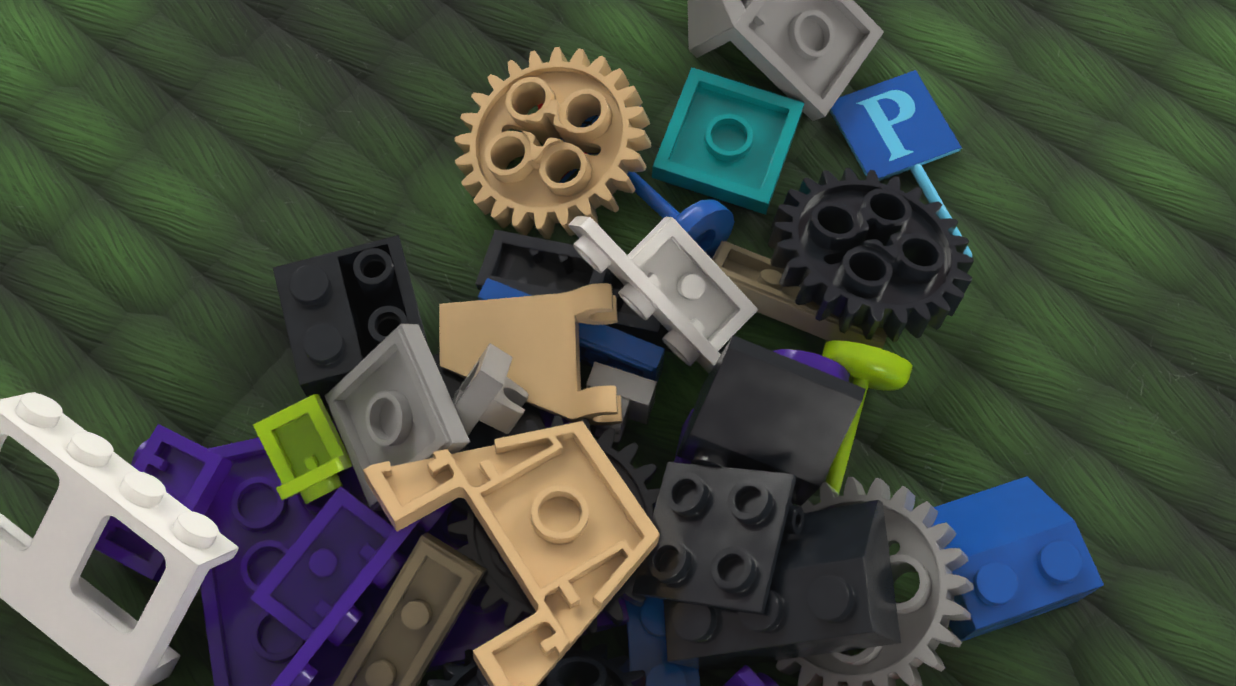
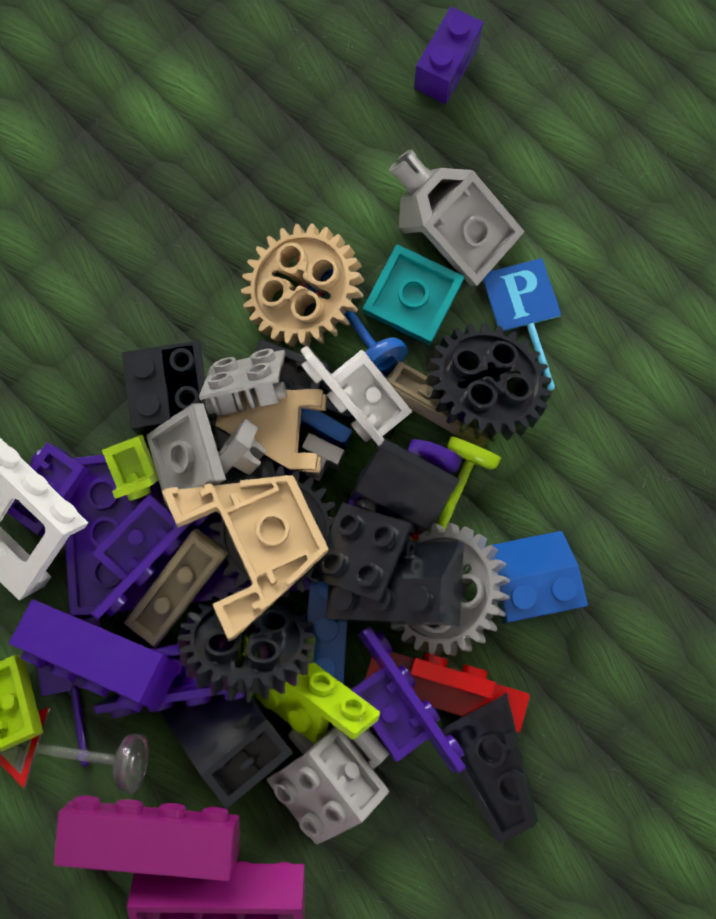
camera: 10 degrees right, 10 degrees up
(450, 283) = (232, 376): none -> light grey hinge

